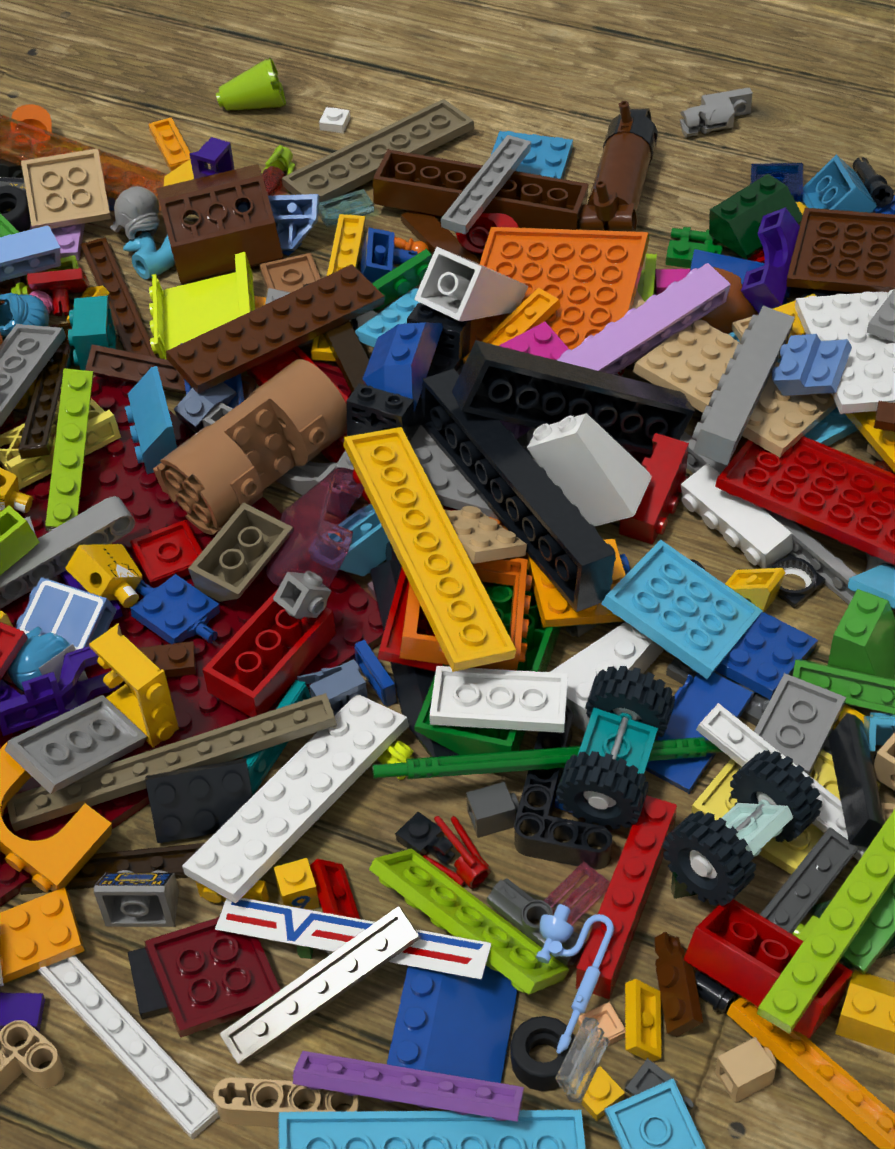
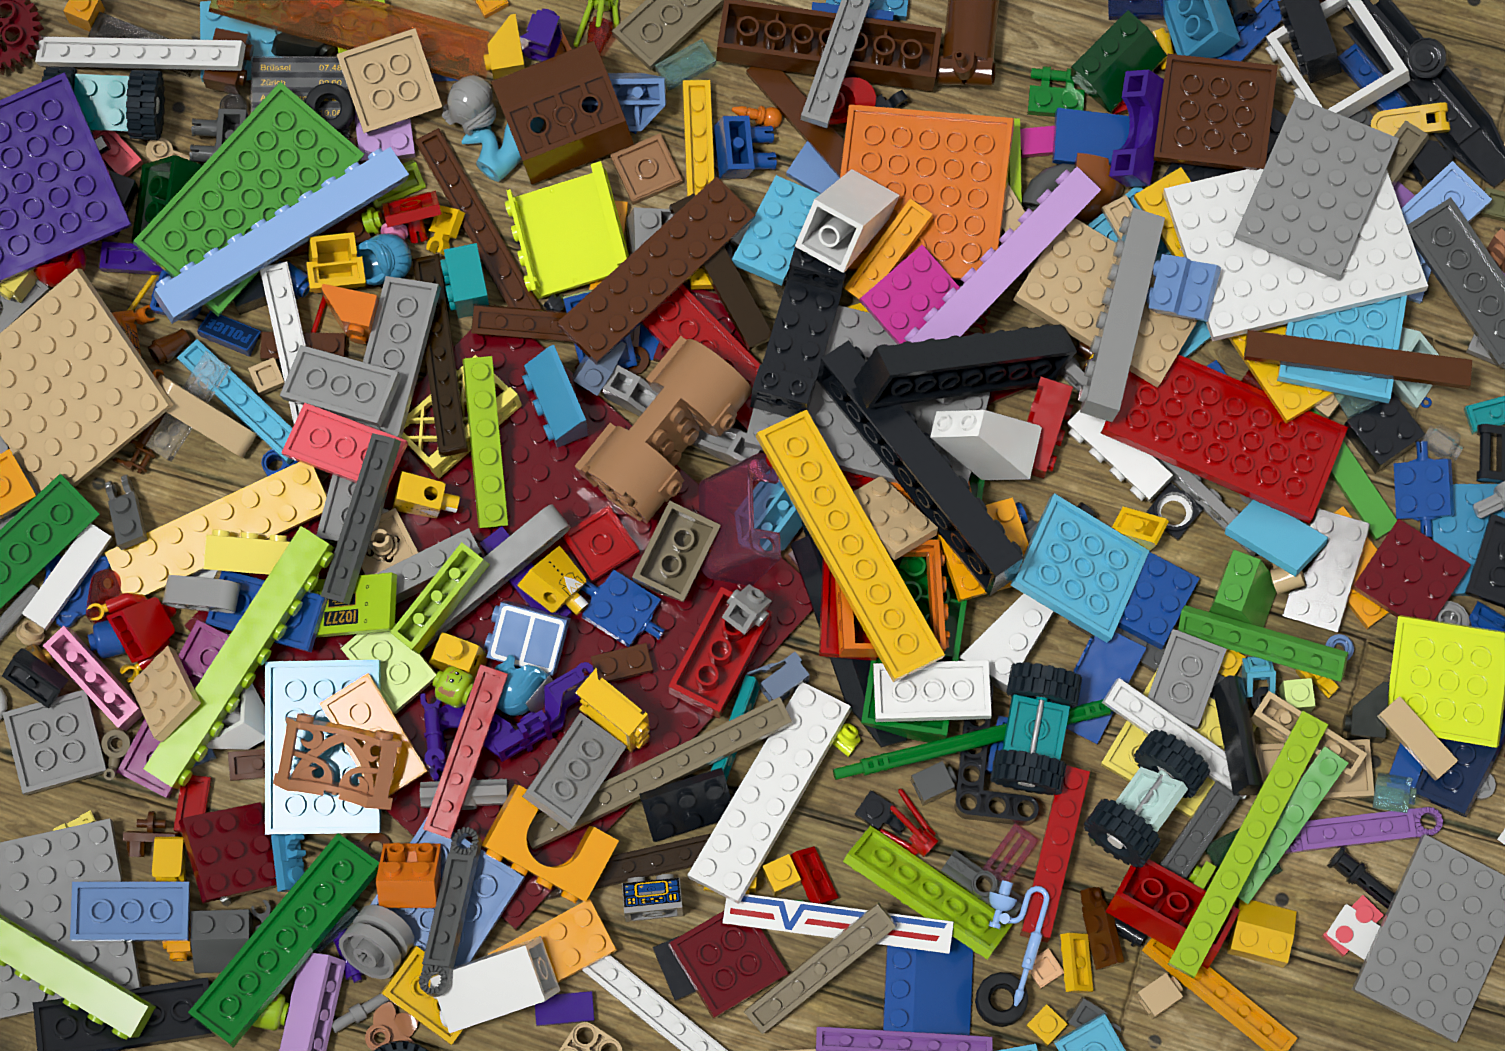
camera: 10 degrees left, 25 degrees up
(375, 673) = (811, 653): blue tile -> none
(403, 278) = (765, 174): green plate -> none
(403, 359) = (793, 323): blue wedge -> none
(582, 1060) = (1034, 1006): clear tile -> none

